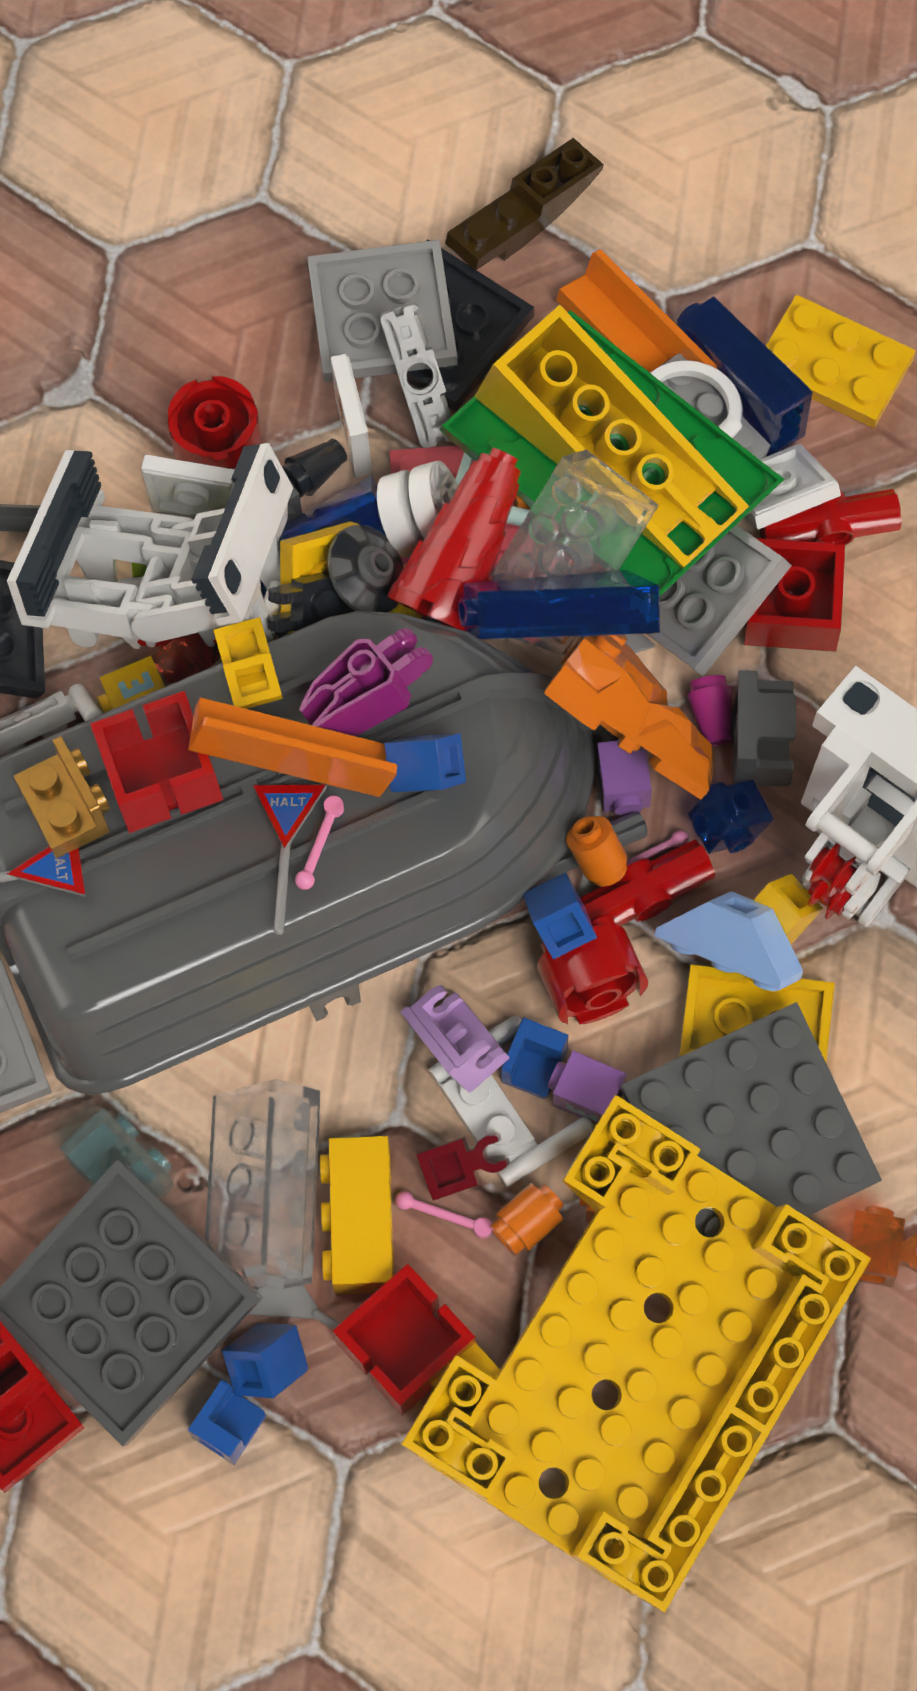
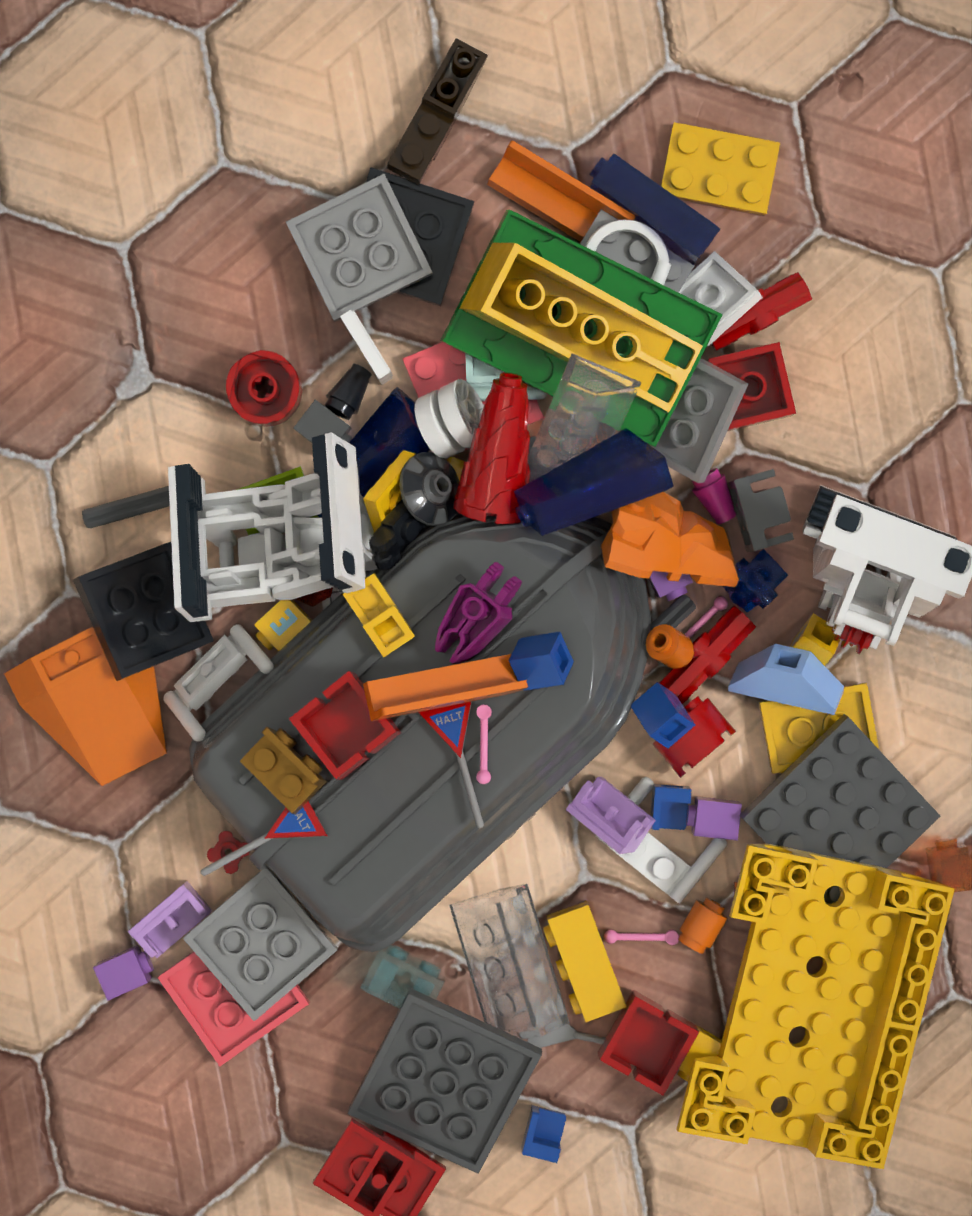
camera: 25 degrees left, 20 degrees up
(185, 486) = (267, 449): white tile -> none
(265, 1360) = (555, 1083): blue panel -> none
(407, 347) = (394, 283): light grey piece -> none
(455, 1166) = (641, 905): dark red plate -> none

